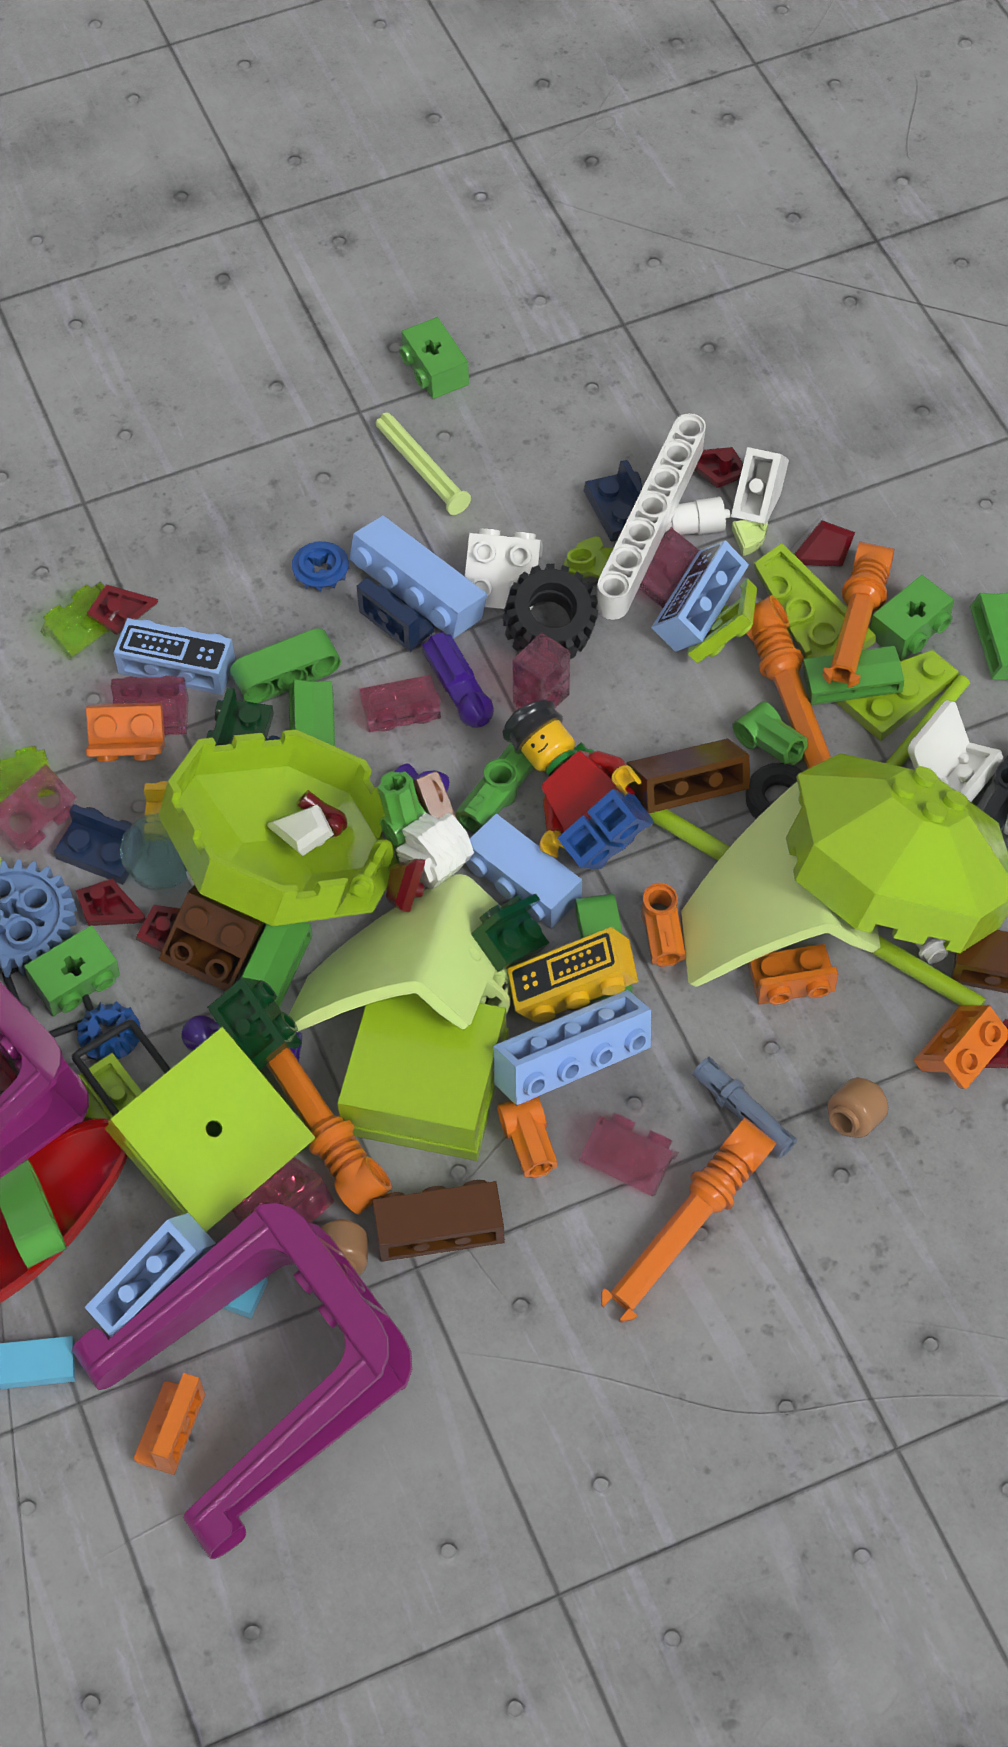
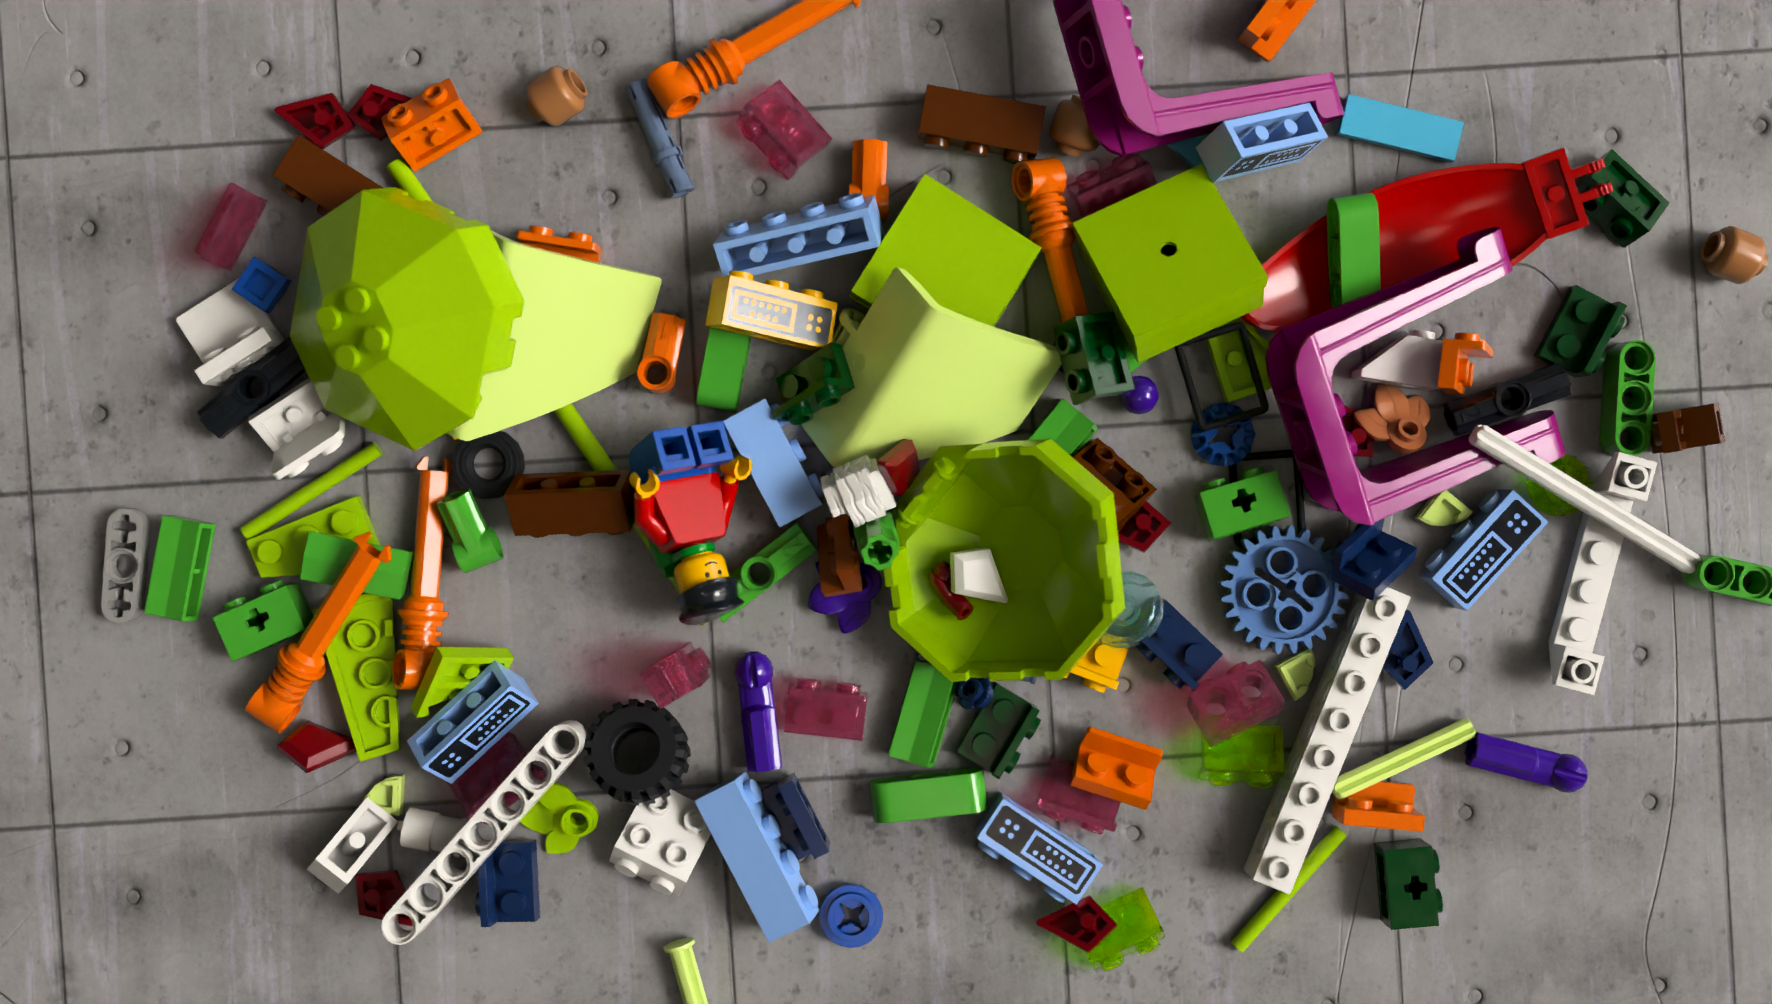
camera: 160 degrees left, 30 degrees up
(108, 905) = (1186, 574): dark red piece -> none

